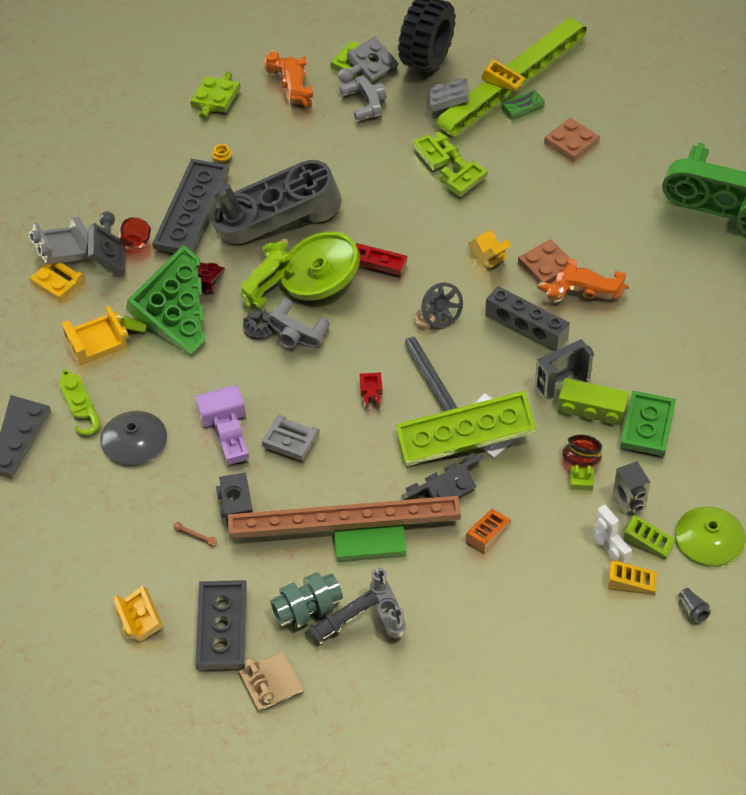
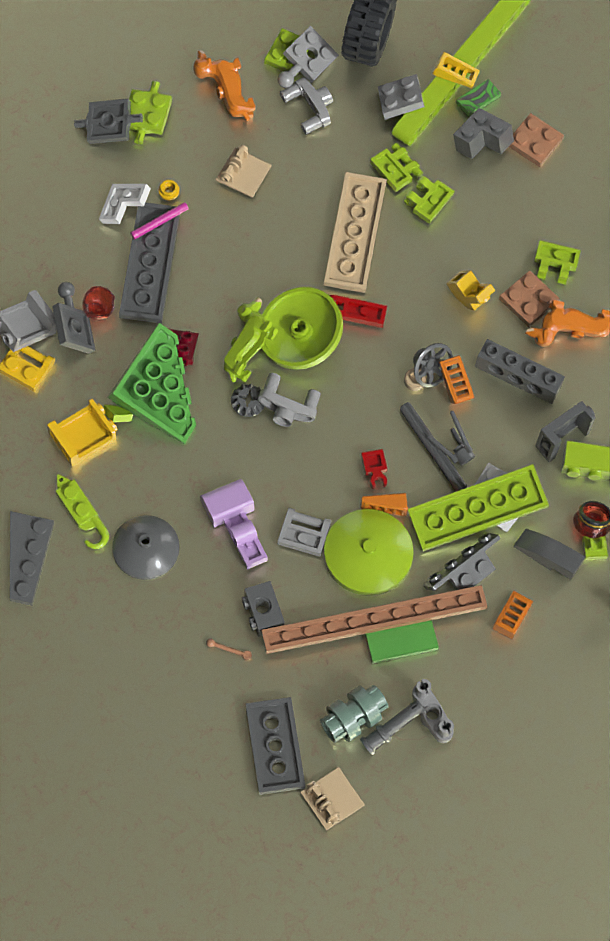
camera: 15 degrees left, 15 degrees up
(138, 614) = (193, 744): yellow bracket -> none
(174, 155) = (119, 198): none -> white plate
(178, 96) = (108, 121): none -> dark grey plate
(205, 173) = (159, 220): none -> dark pink bar
(293, 144) = (243, 172): none -> tan hinge
(299, 192) = (259, 237): dark grey beam -> none
(351, 461) = (368, 552): none -> lime dish
(374, 419) = (390, 503): none -> orange slope
(387, 198) = (355, 232): none -> tan plate
(459, 381) = (463, 452): none -> dark grey plant
(470, 317) = (454, 399): none -> orange slope
(519, 126) = (483, 130): none -> dark grey brick
(535, 477) = (550, 553): none -> dark grey slope
(577, 229) = (556, 256): none -> lime plate

